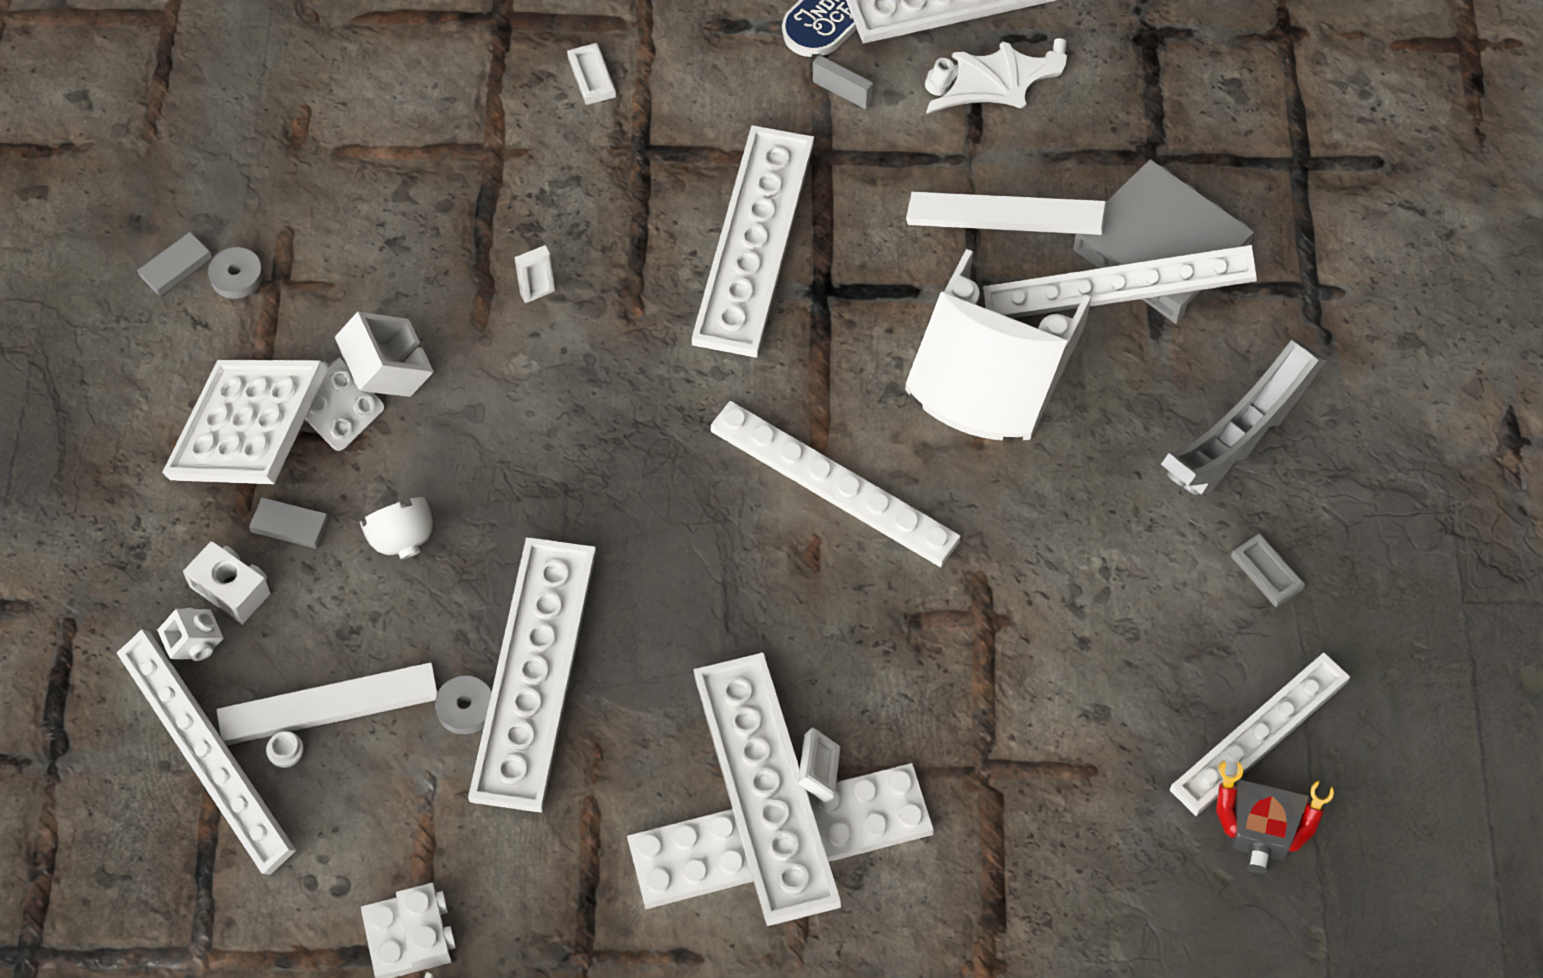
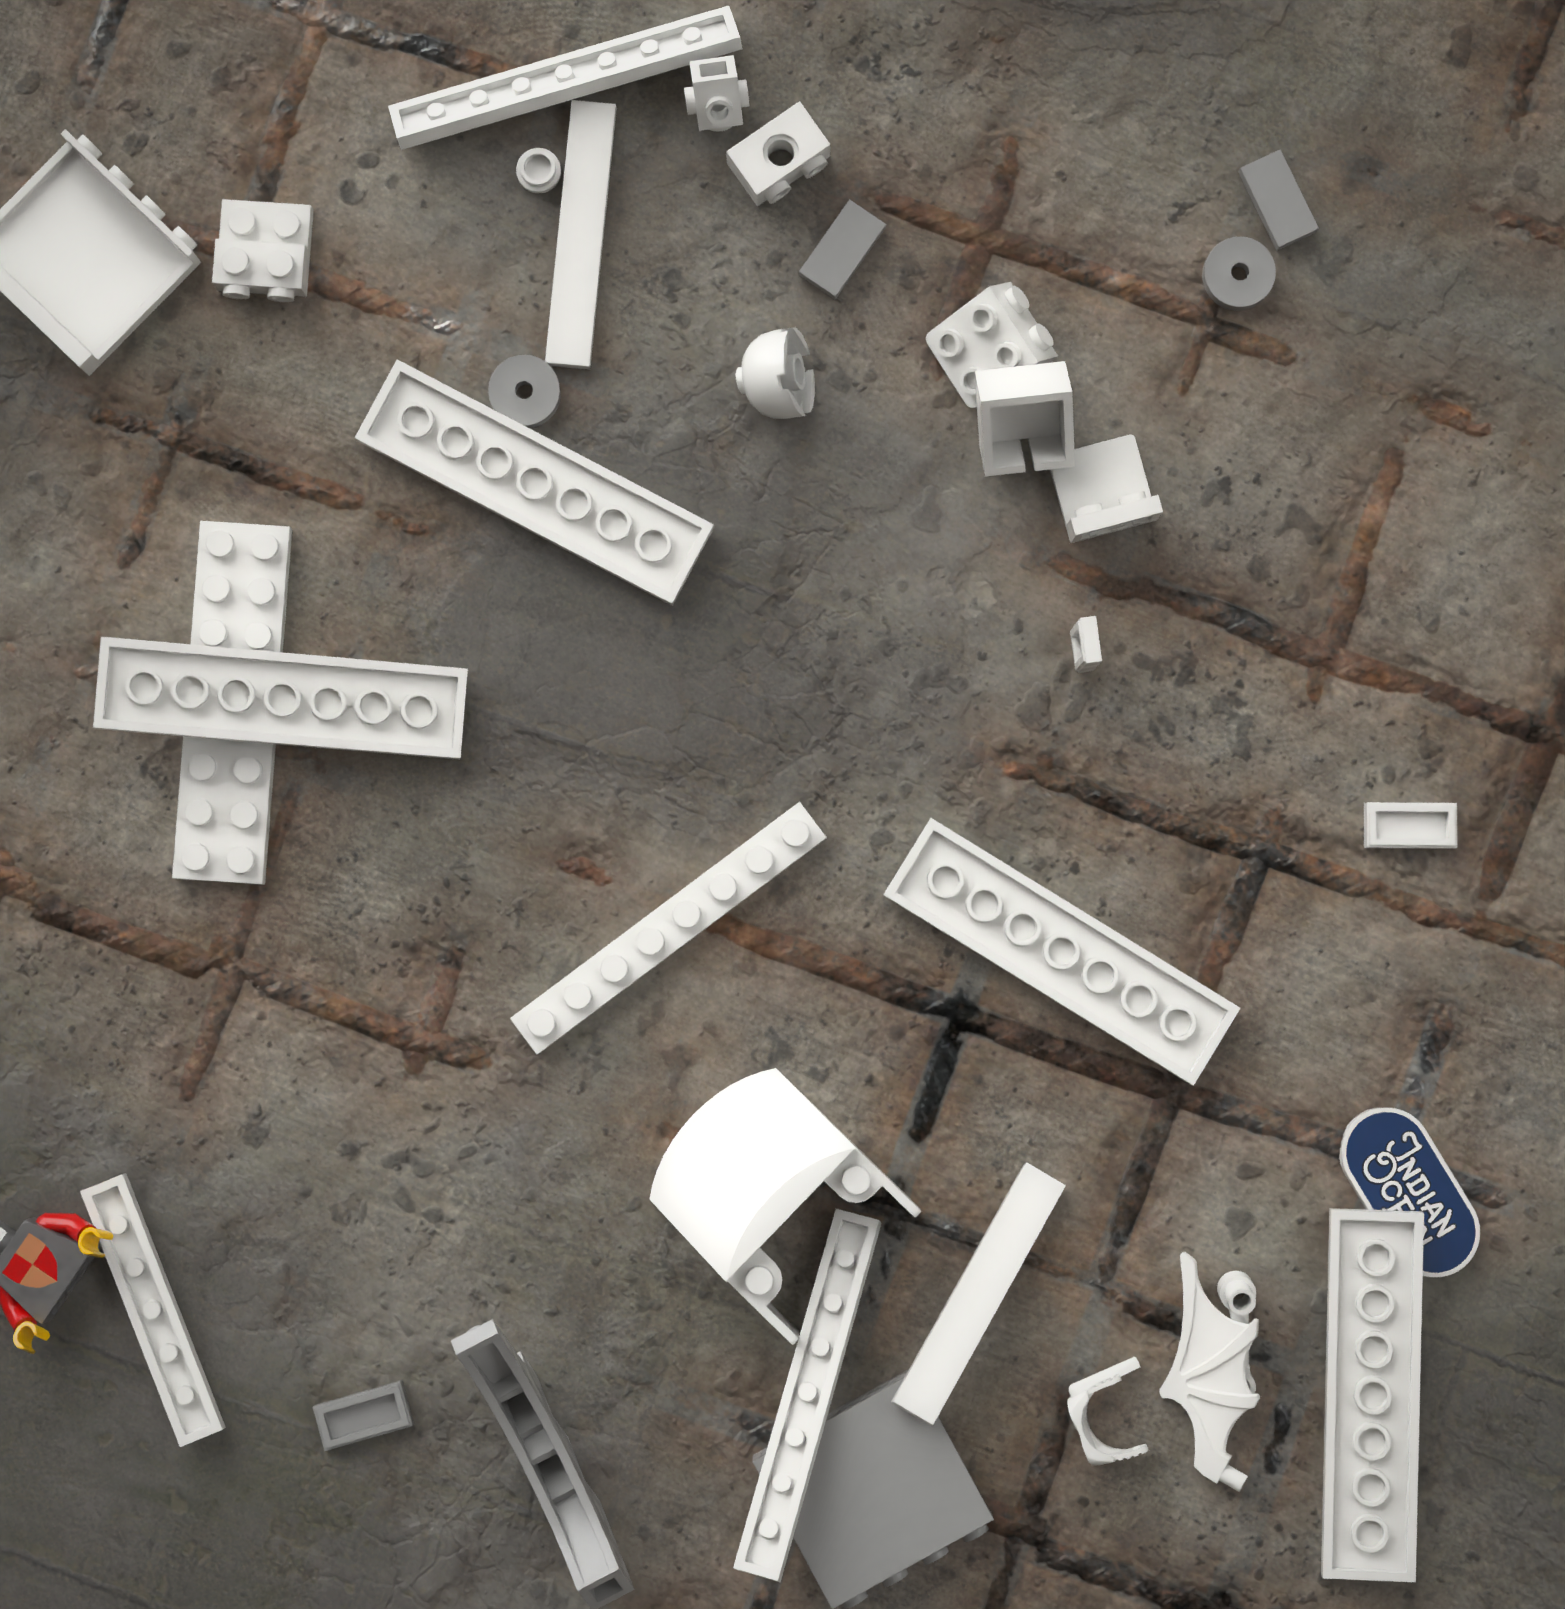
camera: 110 degrees right, 25 degrees up
(245, 421) = (984, 224): white plate -> none
(424, 299) = (1105, 490): none -> white bracket
(819, 765) = (287, 771): white tile -> none
(842, 82) = (1274, 1157): light grey tile -> none
(1052, 142) = (1080, 1393): none -> white helmet

